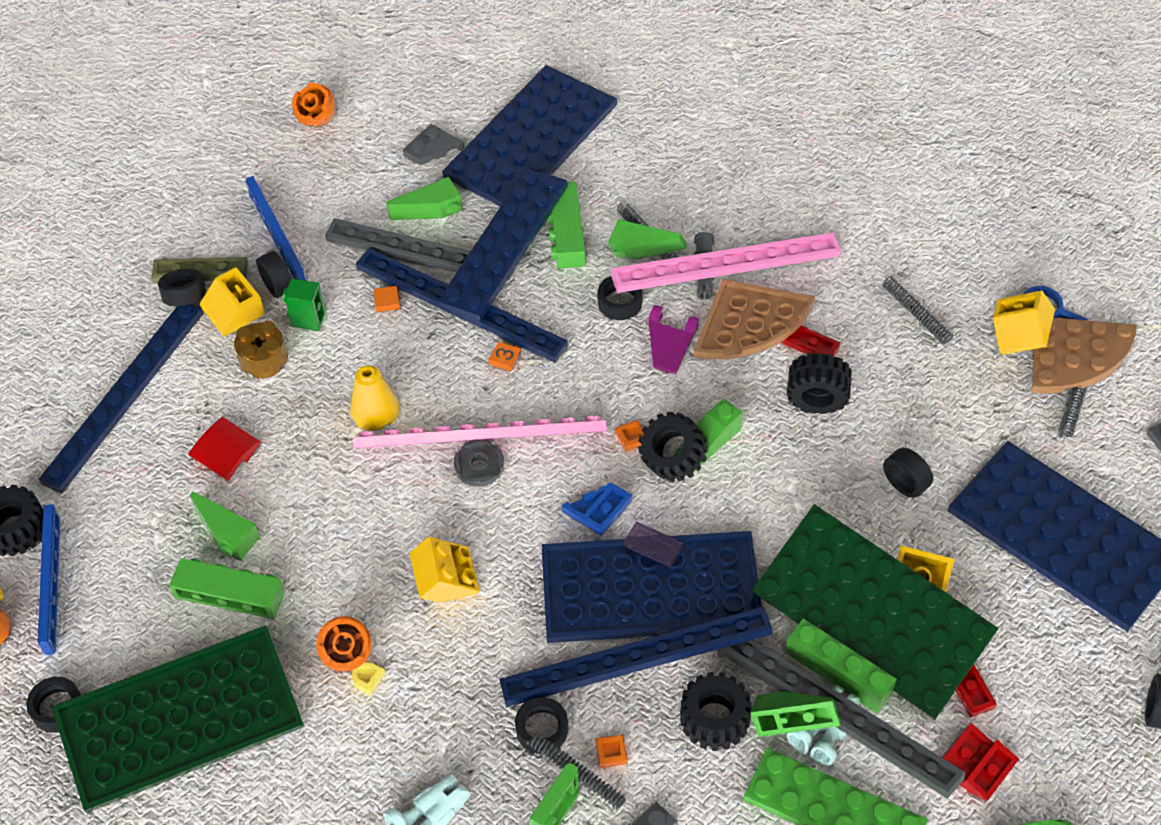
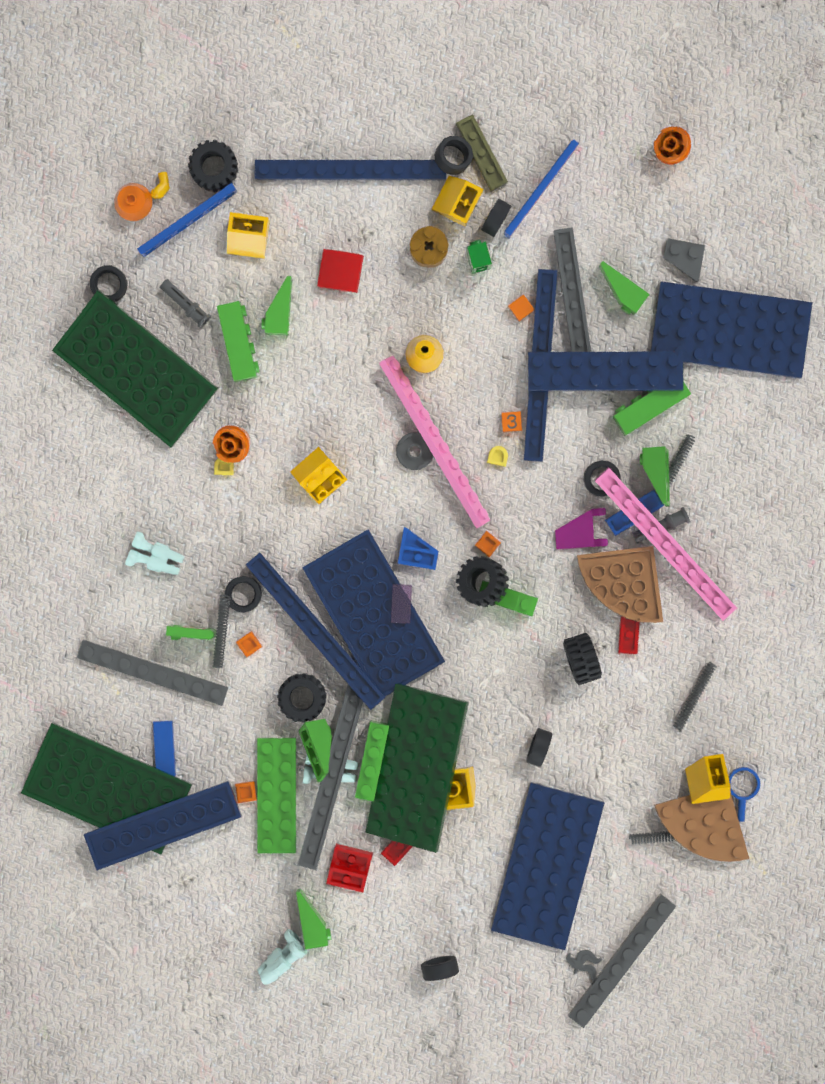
camera: 65 degrees right, 35 degrees up
(113, 518) = (247, 235): none -> yellow slope
(154, 622) = (191, 309): none -> dark grey pin
(536, 385) = (498, 456): none -> light yellow tile
(677, 294) = (619, 521): none -> blue tile

